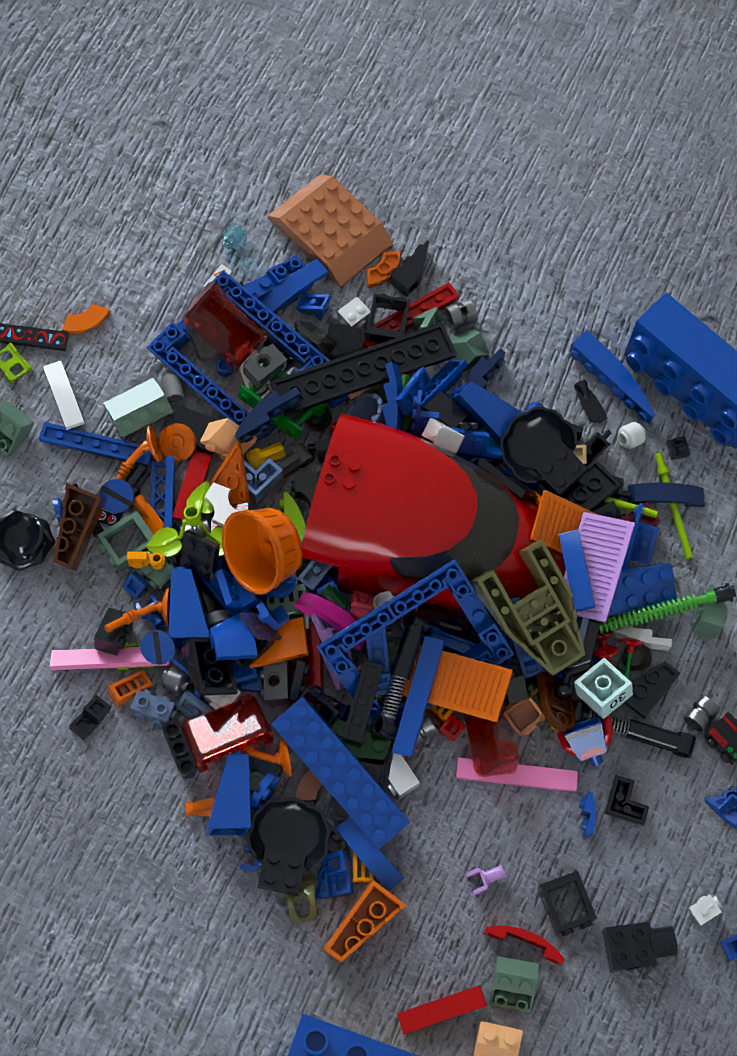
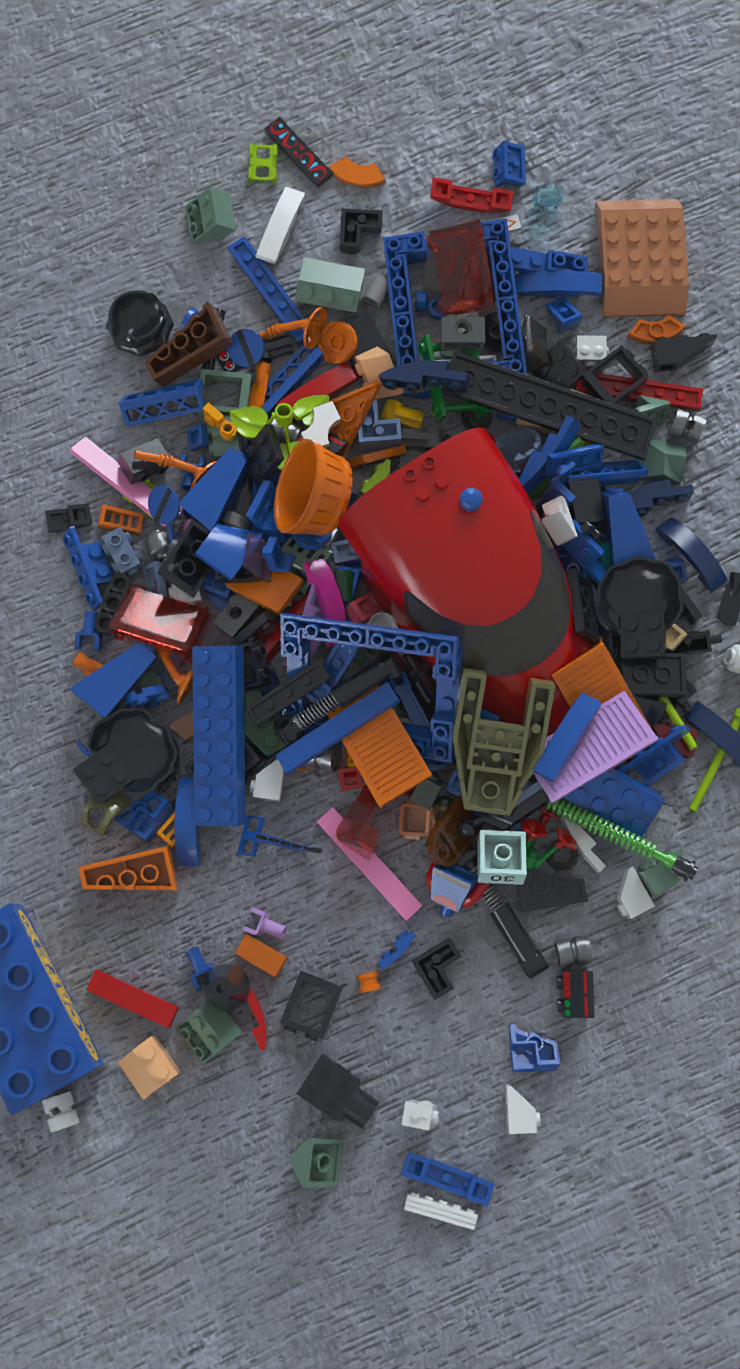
camera: 45 degrees right, 10 degrees up
(83, 577) = (159, 395): none -> blue fence
(116, 352) = (357, 221): none -> black brick
(137, 737) = (91, 566): none -> blue bracket
(177, 780) = (90, 630): none -> blue piece
(182, 277) = (469, 198): none -> red slope
(187, 235) = (509, 164): none -> blue bracket
(209, 370) = (422, 301): none -> blue tile
(276, 492) = (377, 456): none -> orange tile
(384, 461) = (470, 499): none -> blue tile
(426, 822) = (258, 837): none -> blue piece
(468, 946) = (198, 964): none -> blue piece
(495, 945) = (235, 983): none -> black cone
(502, 900) = (261, 955): none -> orange slope
(539, 389) = (694, 551): none -> dark blue slope
(590, 853) = (368, 982): none -> orange wheel
(668, 1005) = (318, 1162): none -> sand green slope
(704, 644) = (632, 895): none -> white slope

